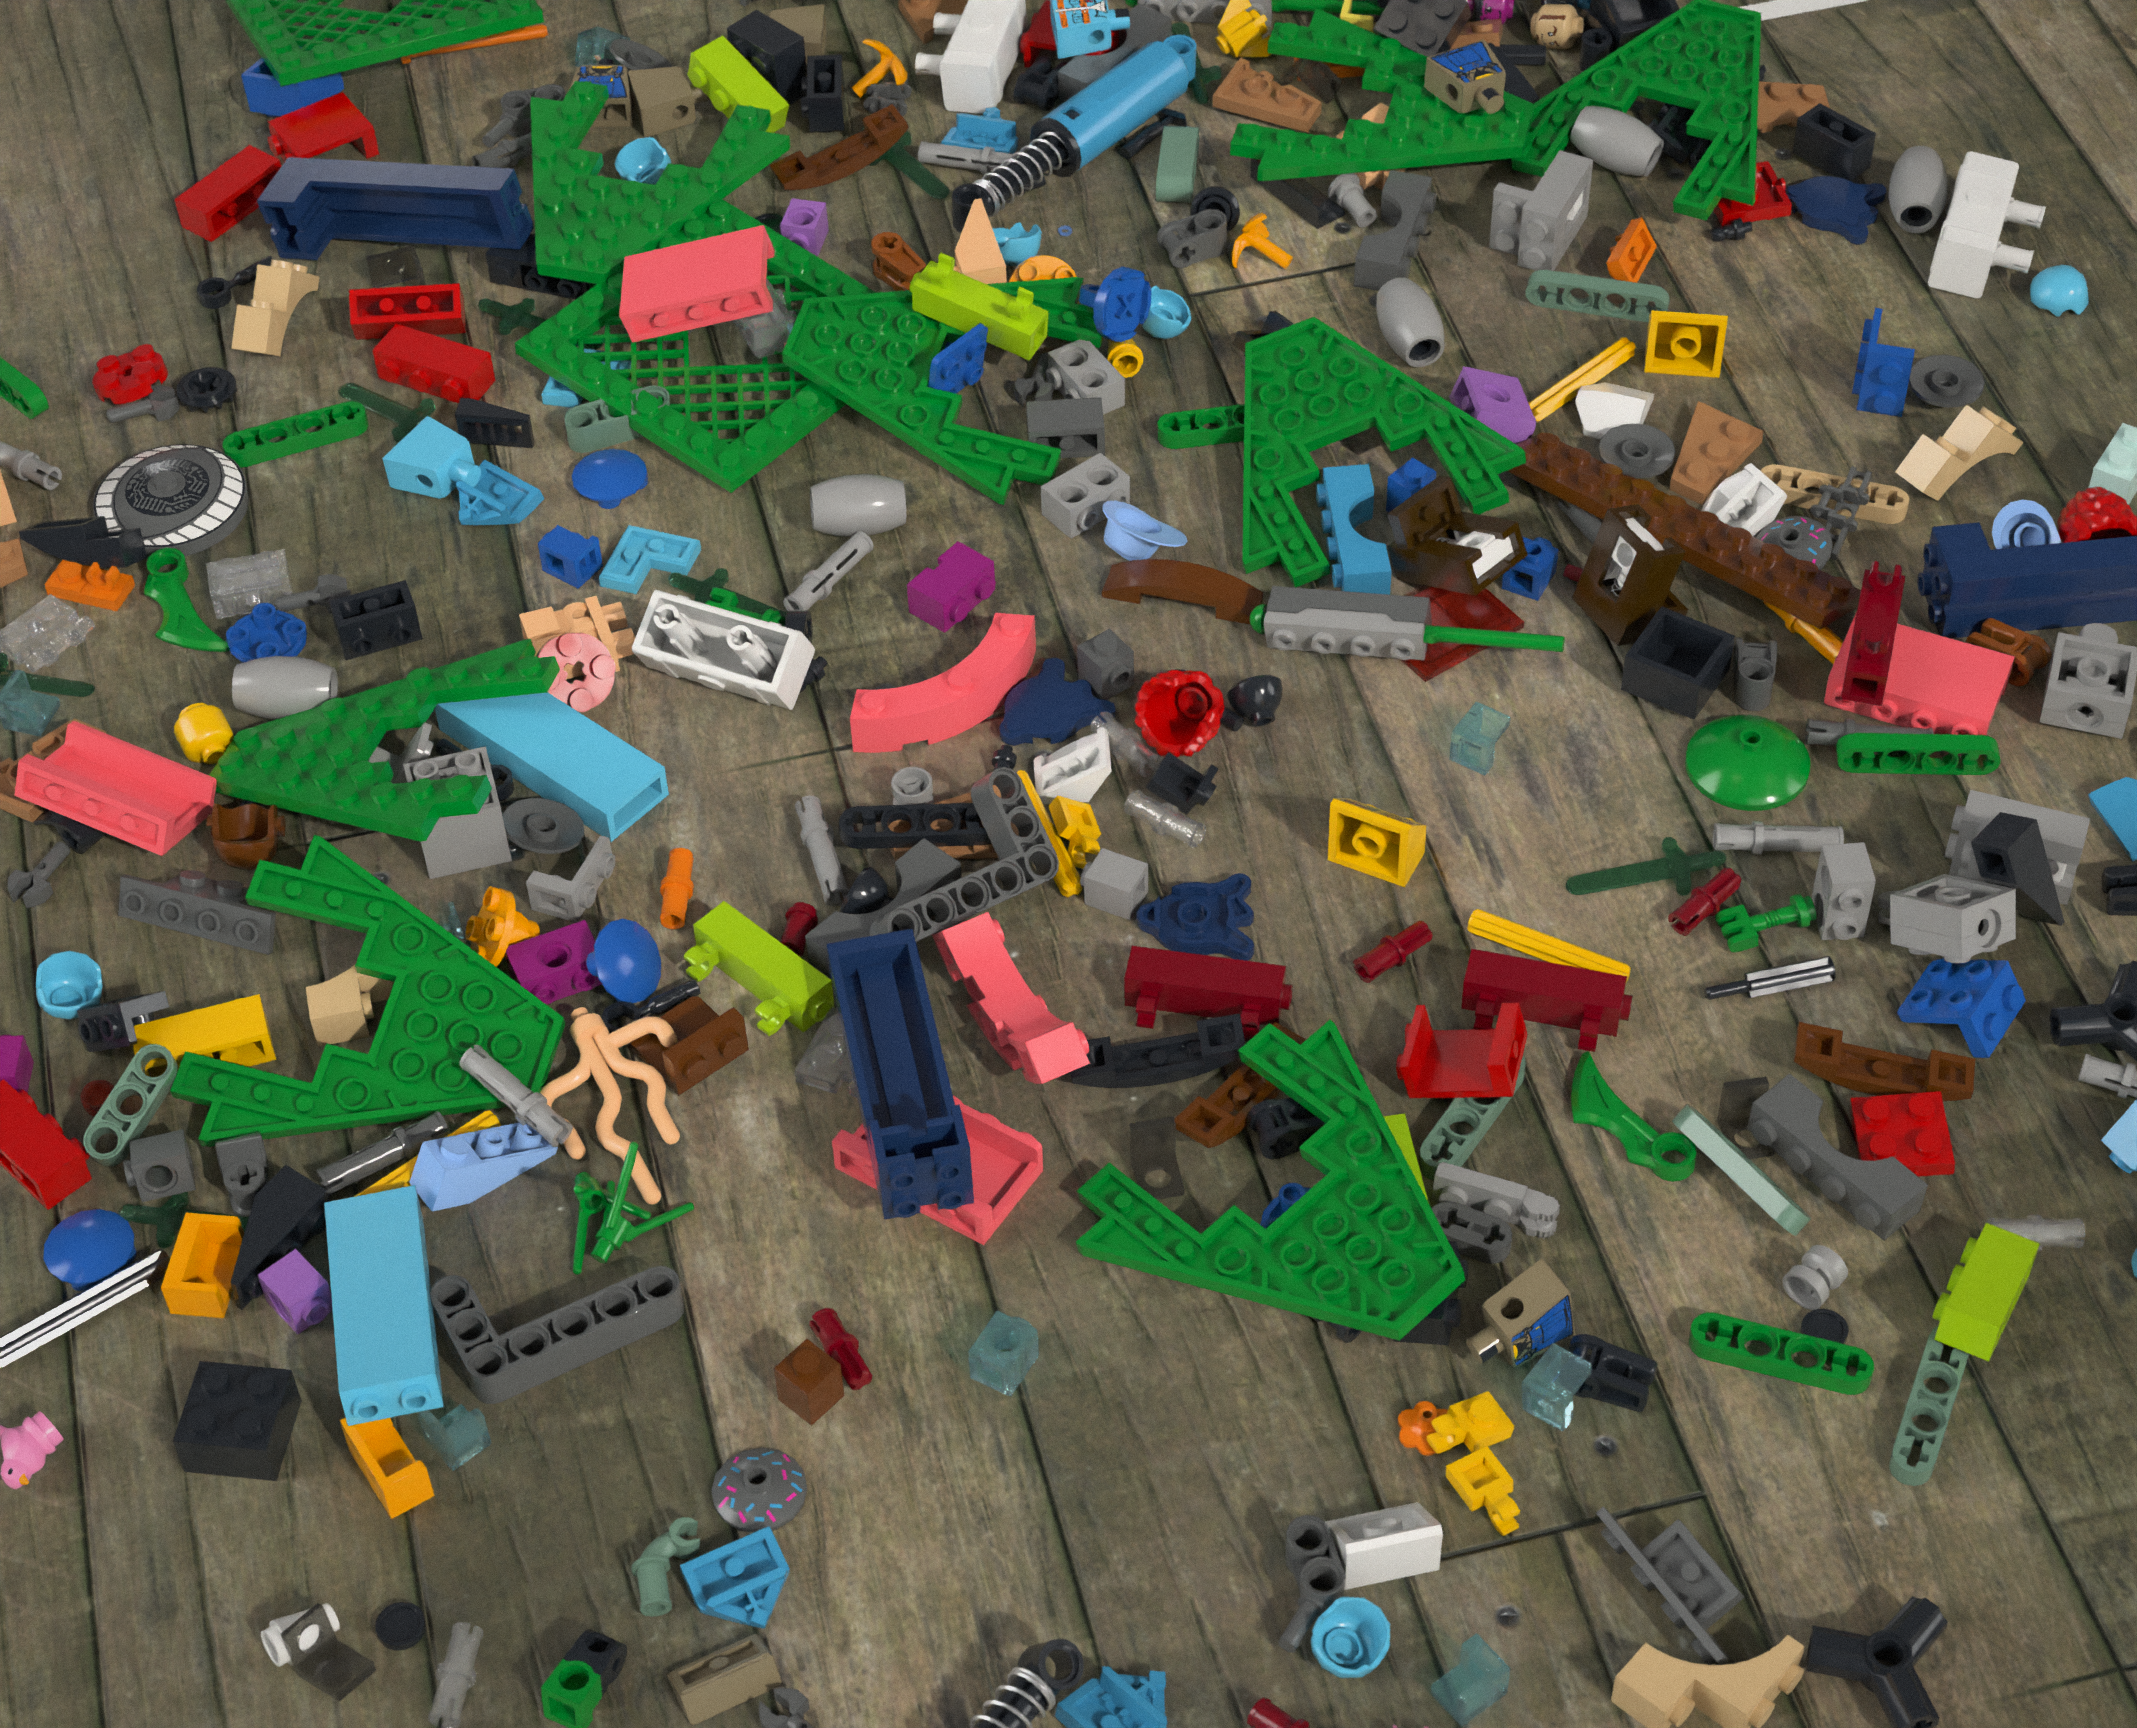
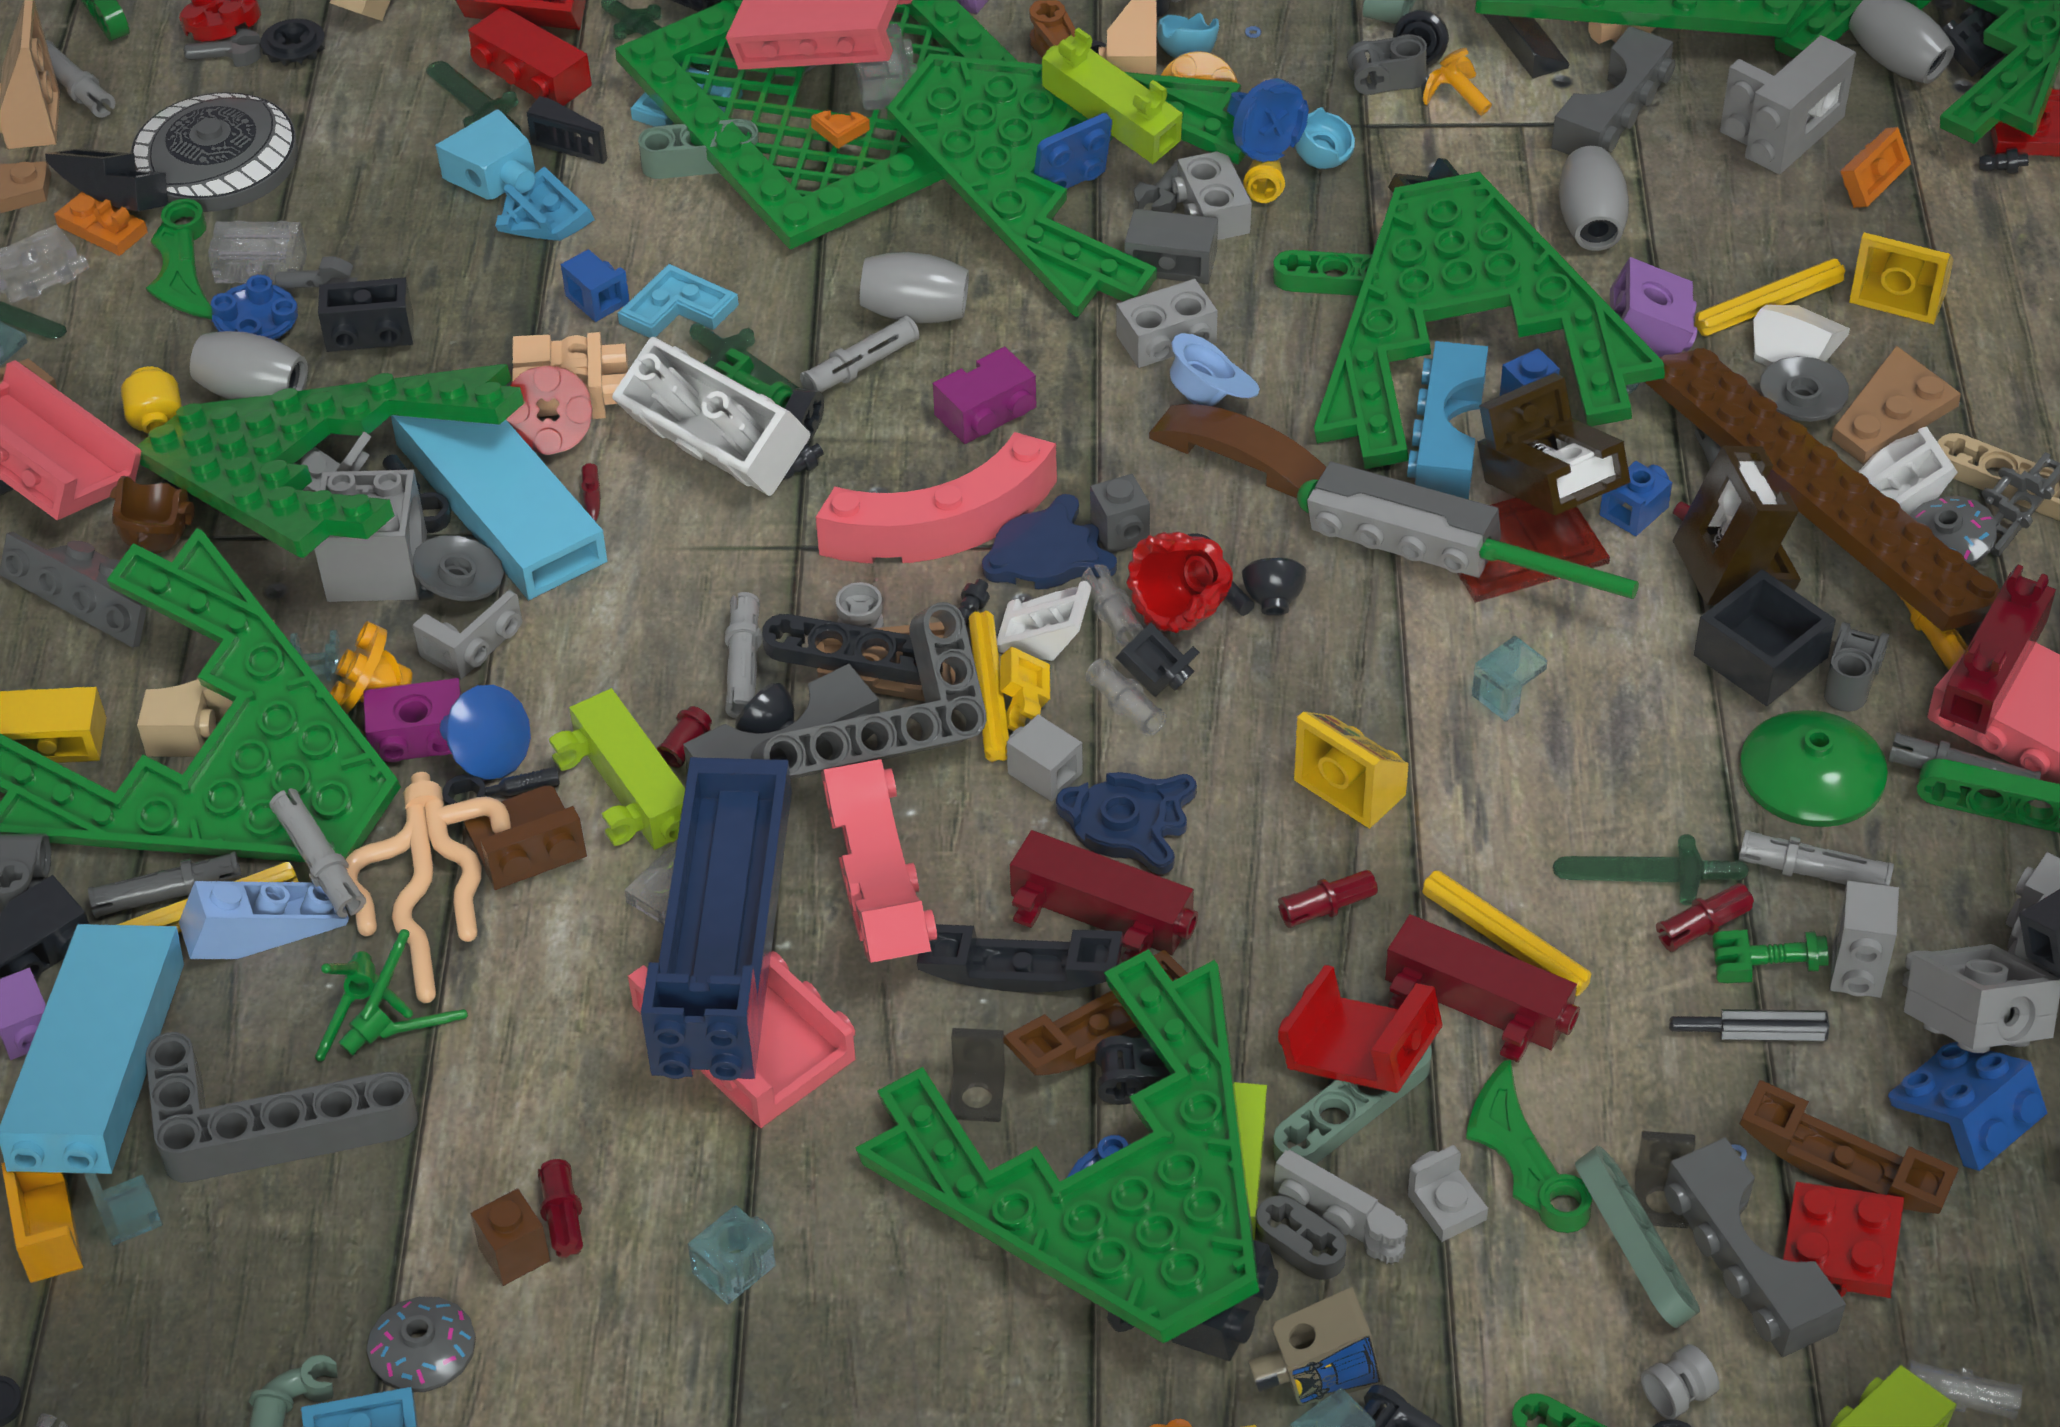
camera: 15 degrees right, 0 degrees up
(348, 420) = (411, 102): green beam -> none
(610, 476) = (670, 208): blue dish -> none
(631, 731) = (591, 490): none -> dark red helmet
(676, 888) = (574, 664): orange pin -> none
(741, 378) = (840, 128): none -> orange tile
(1349, 195) = (1578, 46): light grey pin -> none
(1574, 1171) = (1445, 1194): none -> light grey bracket
(1597, 290) = (1821, 201): sand green beam -> none

